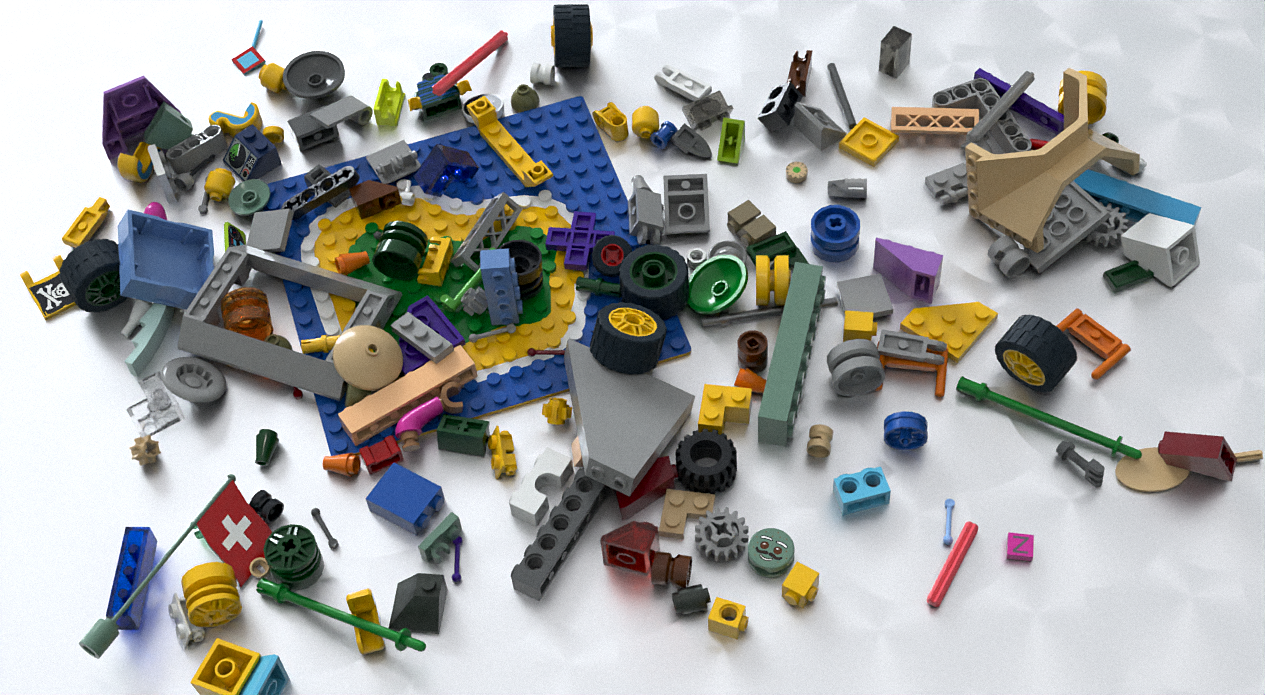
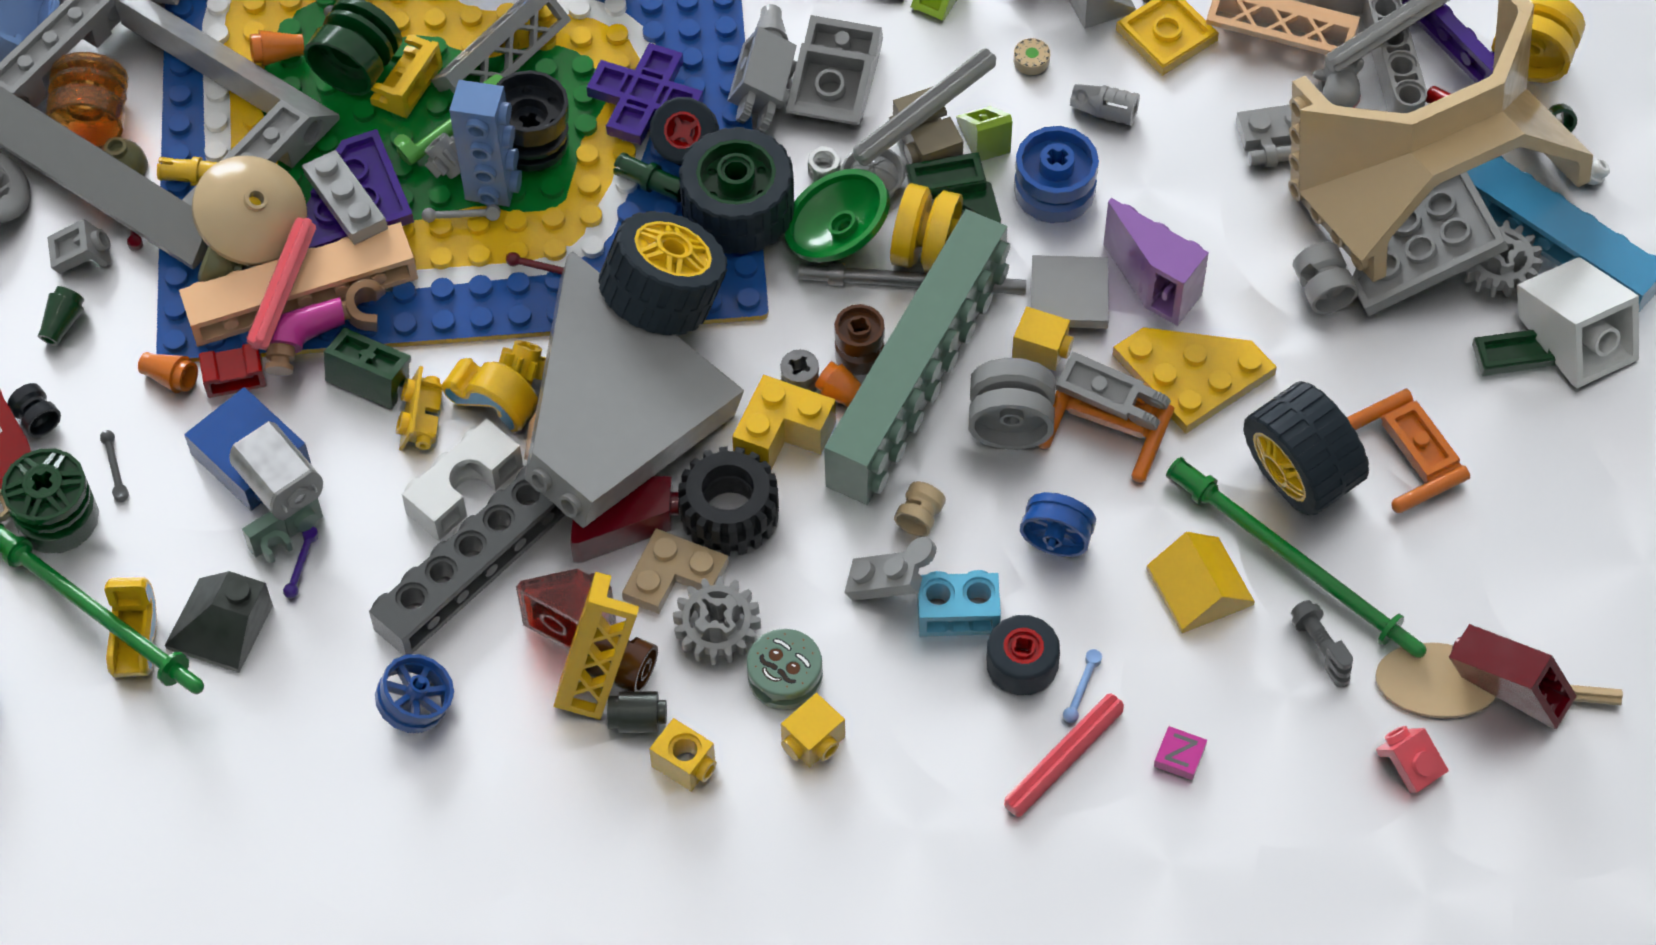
camera: 10 degrees right, 5 degrees up
(264, 403) = (77, 245): none -> light grey bracket
(400, 396) = (281, 283): none -> coral axle
(431, 506) = (276, 470): none -> flat silver piece
(543, 427) = (494, 387): none -> yellow animal
(553, 620) = (405, 712): none -> blue wheel
(654, 554) = (584, 644): none -> yellow fence
(723, 372) = (800, 360): none -> flat silver wheel
(747, 212) = (924, 107): none -> light grey axle
(786, 218) = (987, 131): none -> lime slope
(817, 481) = (890, 573): none -> light grey hinge
(915, 518) = (1022, 670): none -> black wheel
(995, 445) = (1198, 581): none -> yellow slope
(1156, 515) = (1413, 757): none -> coral bracket

